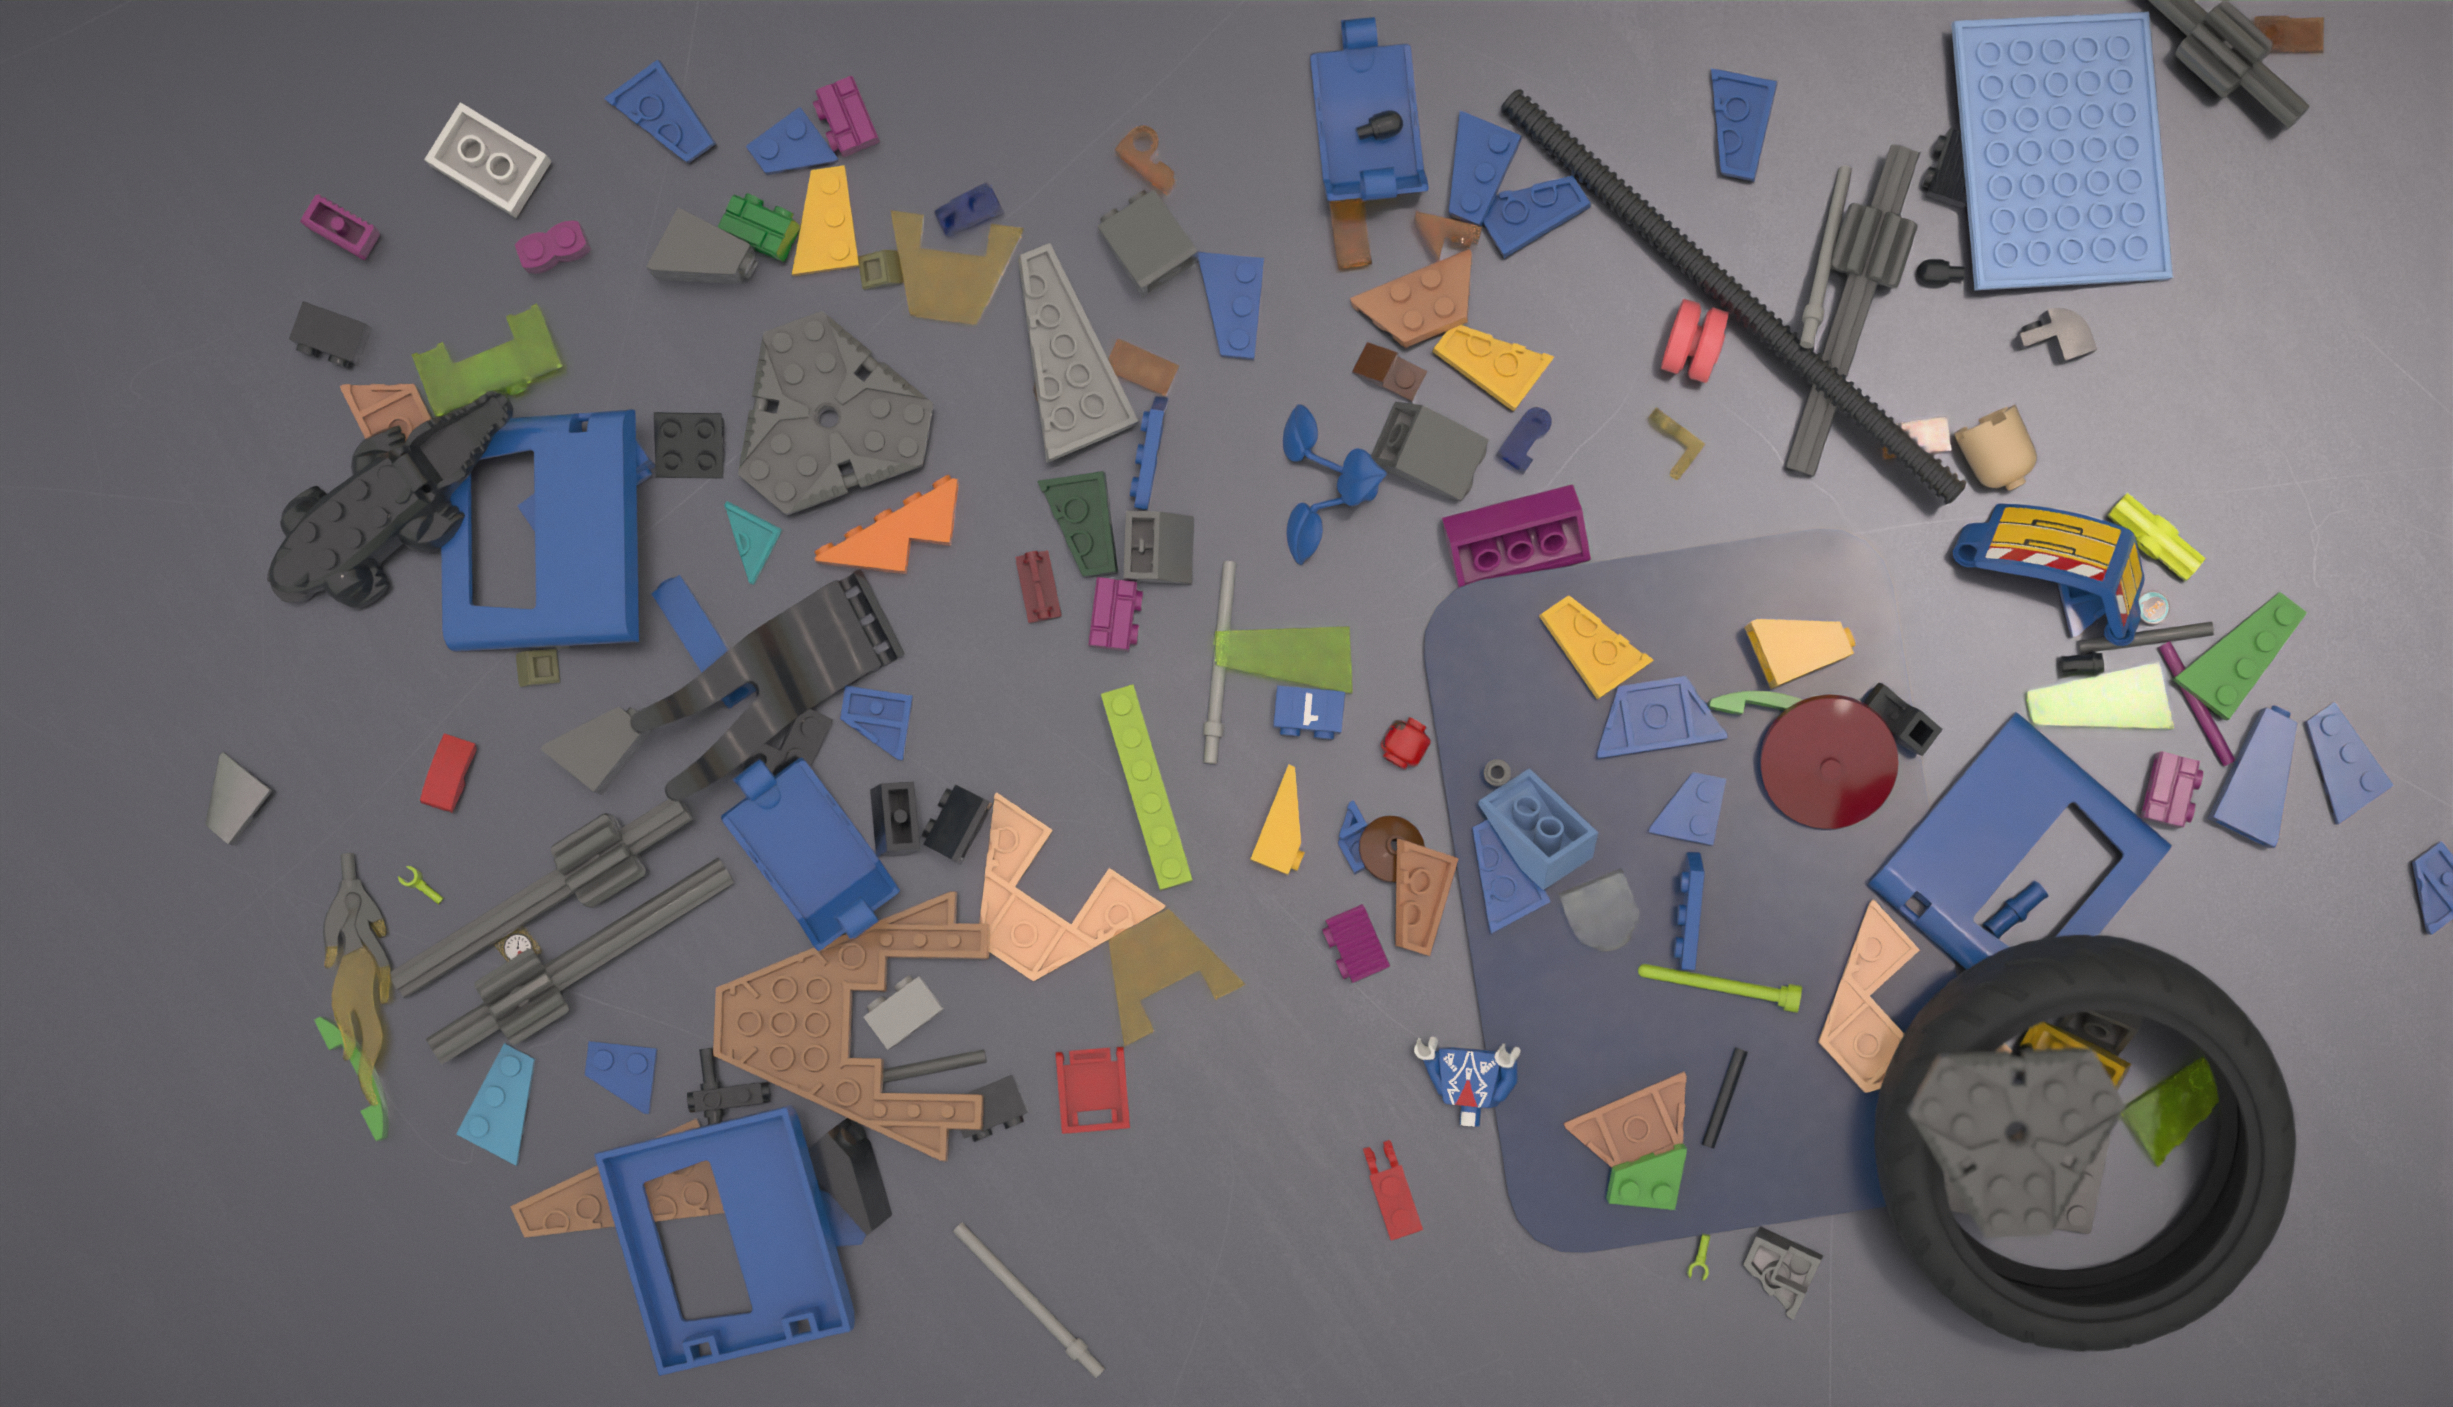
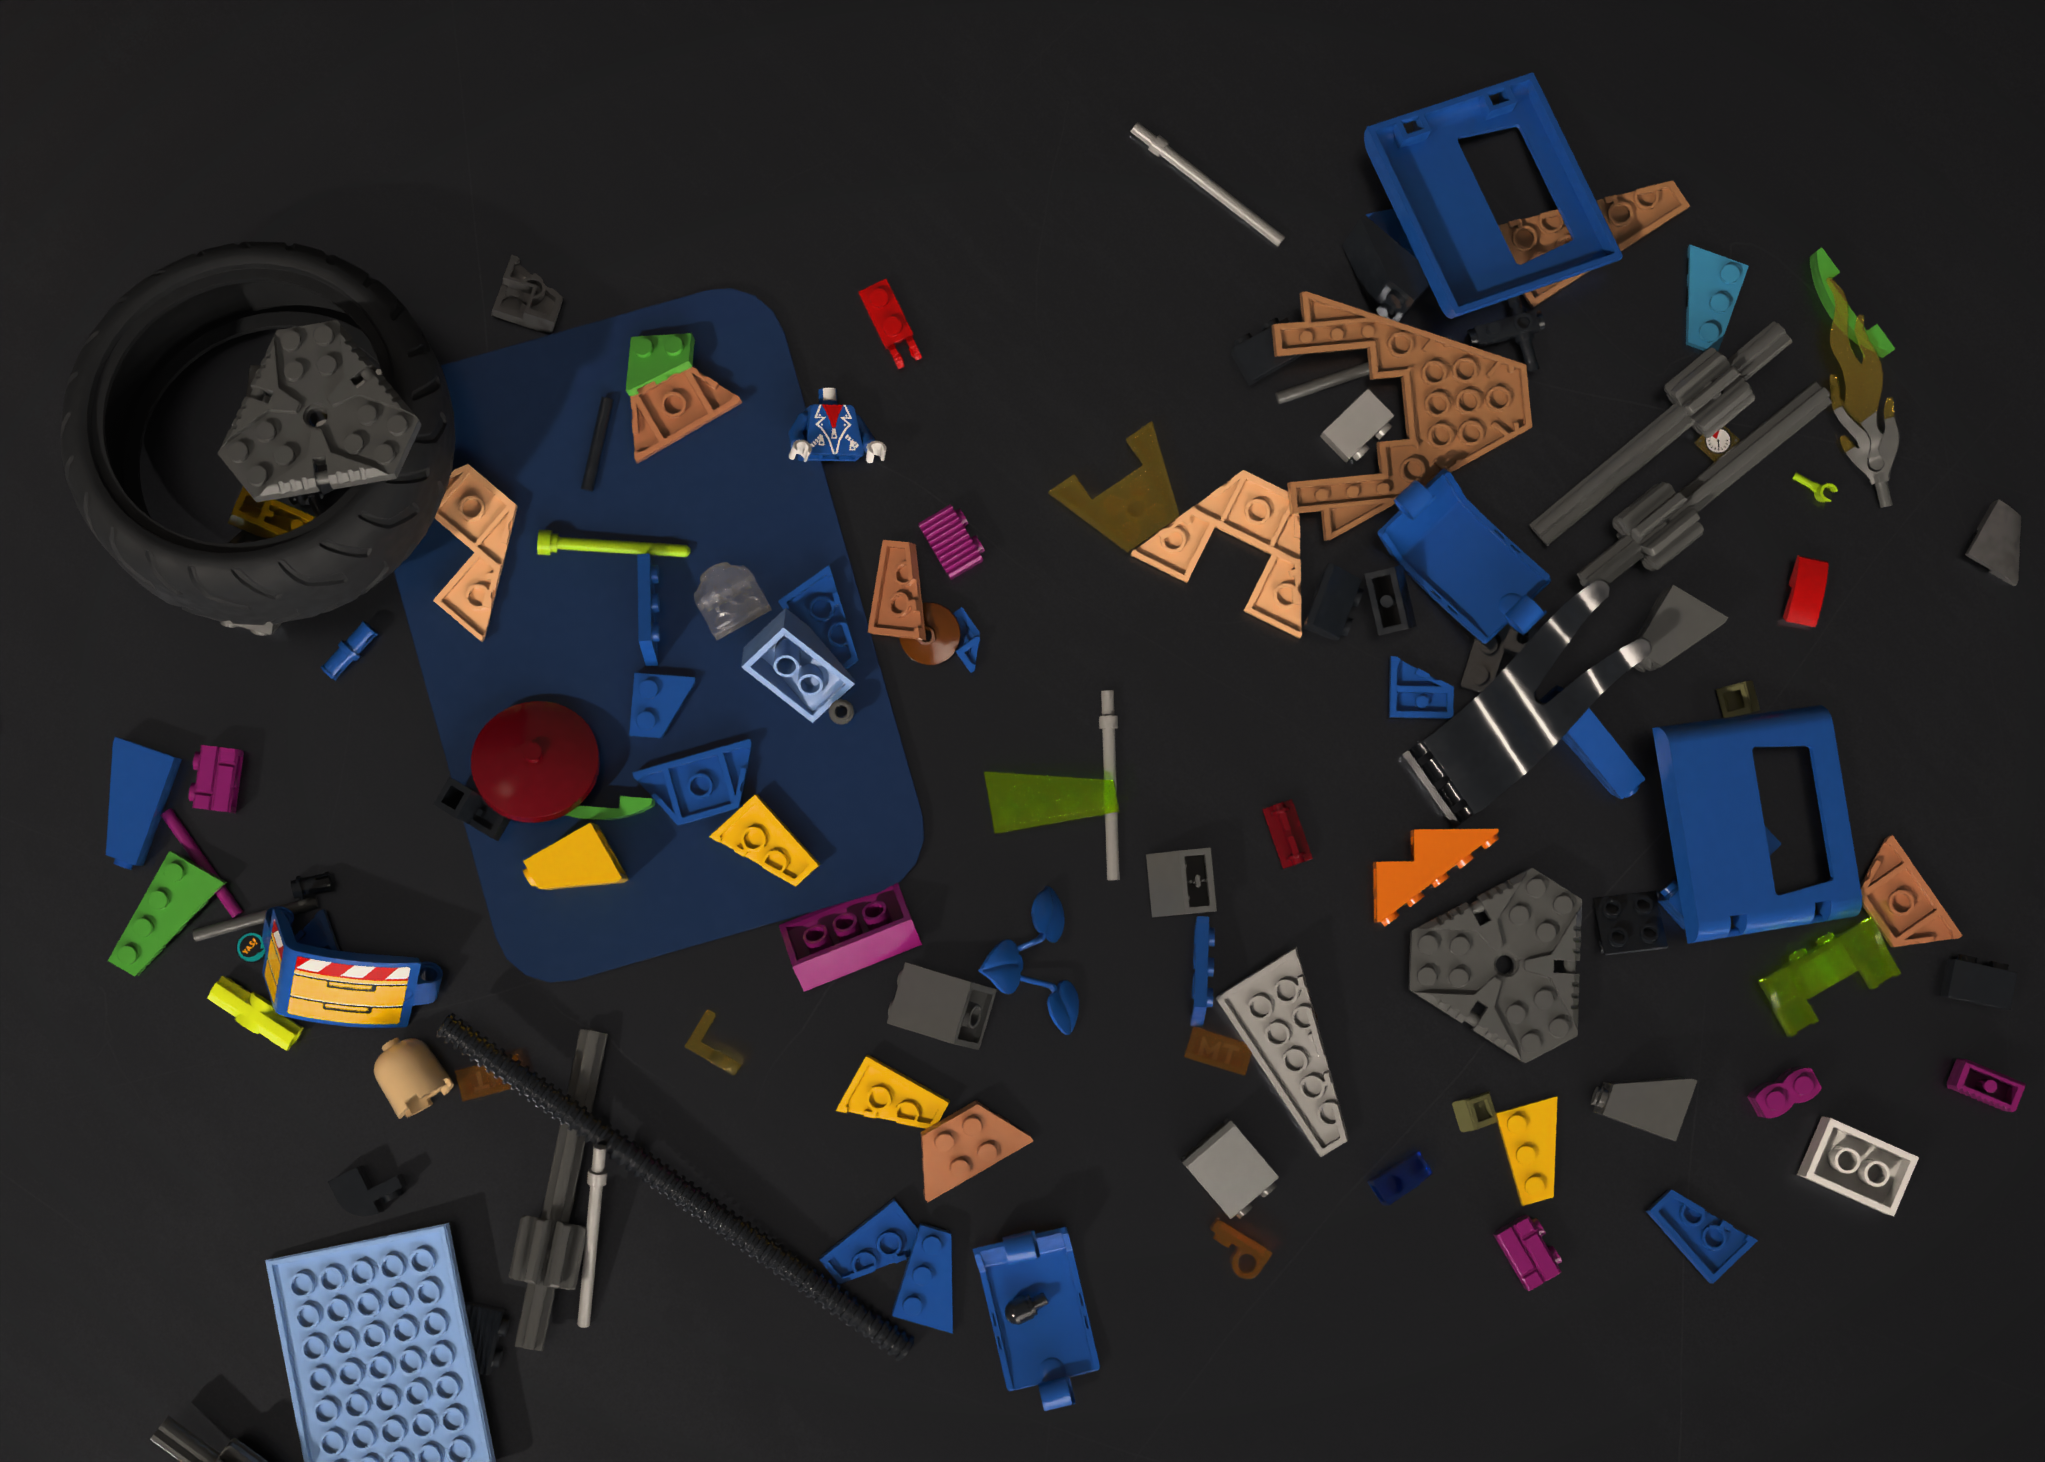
camera: 170 degrees right, 0 degrees up
(345, 535) = (1937, 795): black animal -> none
(623, 1071) = (1604, 342): blue wing -> none
(753, 538) = (1556, 843): teal tile -> none
(762, 228) = (1594, 1135): green brick -> none
(791, 145) = (1575, 1218): blue wing -> none
(950, 283) = (1409, 1107): clear yellow wing -> none
(1084, 516) = (1252, 902): dark green wing -> none
(1091, 1085) = (1177, 384): red container -> none
(1114, 614) = (1214, 815): magenta brick -> none
(1146, 787) = (1162, 659): lime brick -> none
(1234, 300) = (1141, 1127): blue wing -> none
(1281, 835) = (1033, 632): yellow slope -> none
(1309, 710) = (1022, 749): brick -> none
(1351, 233) = (1040, 1200): clear orange slope -> none
(1389, 371) = (987, 1077): reddish brown slope -> none
(1405, 743) = (929, 731): red head -> none
(1436, 228) = (961, 1216): clear orange slope -> none
(1531, 427) = (849, 1041): clear blue leg -> none
(1699, 342) = (701, 1139): coral wheel -> none
(1701, 1257) = (602, 298): lime hand -> none
(1742, 120) = (686, 1357): blue wing -> none
(1938, 272) = (485, 1237): black cylinder -> none
(1991, 825) = (380, 723): door -> none
(2110, 700) = (280, 856): clear neon green wing -> none
(2172, 1109) = (187, 485): clear neon green wing -> none
(2347, 766) = (58, 825): wing -> none

